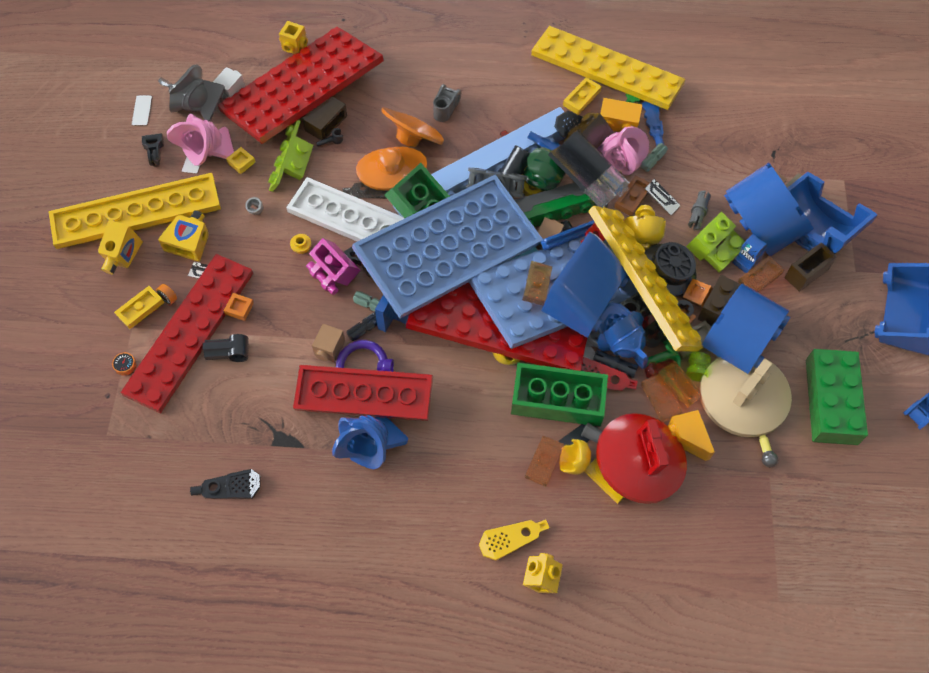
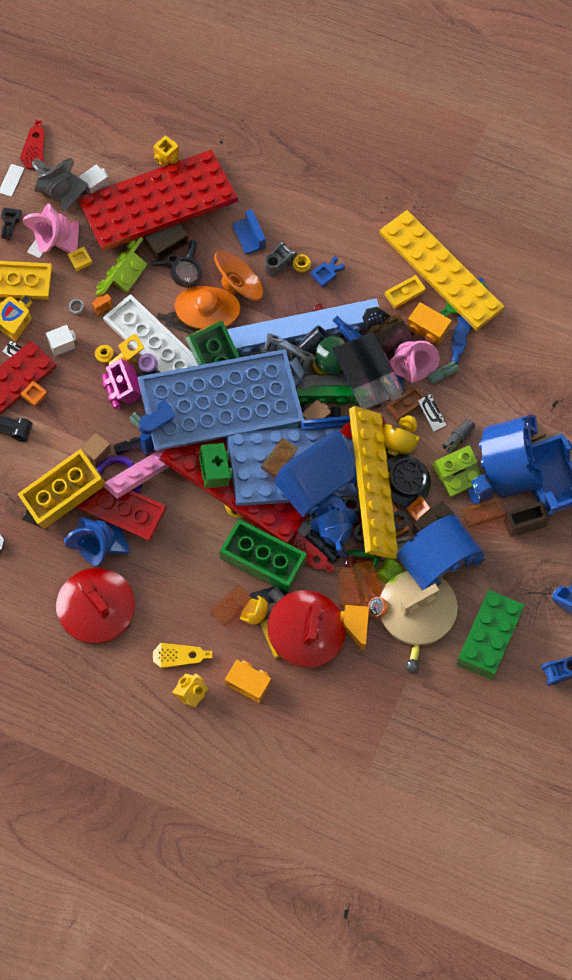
camera: 20 degrees right, 5 degrees up
(153, 73) = (29, 150): none -> red piece
(249, 243) = (61, 340): none -> white brick
(280, 196) = (102, 304): none -> orange plate
(308, 394) = (62, 489): none -> yellow brick
(327, 233) = (125, 353): none -> yellow bracket
(351, 235) = (148, 362): none -> lavender tile
(355, 138) = (186, 270): none -> piece
(385, 353) = (136, 475): none -> bright pink plate
(393, 514) = (95, 605): none -> red bracket
(395, 277) = (152, 422): none -> blue leg
(406, 87) = (250, 233): none -> blue panel
(469, 100) = (301, 259): none -> yellow plate
(471, 313) = (214, 465): none -> green brick
(497, 101) = (326, 273): none -> blue plate
(515, 192) = (298, 371): none -> sand blue arm
(602, 539) = (248, 680): none -> light orange brick
(707, 406) = (378, 606): none -> tile

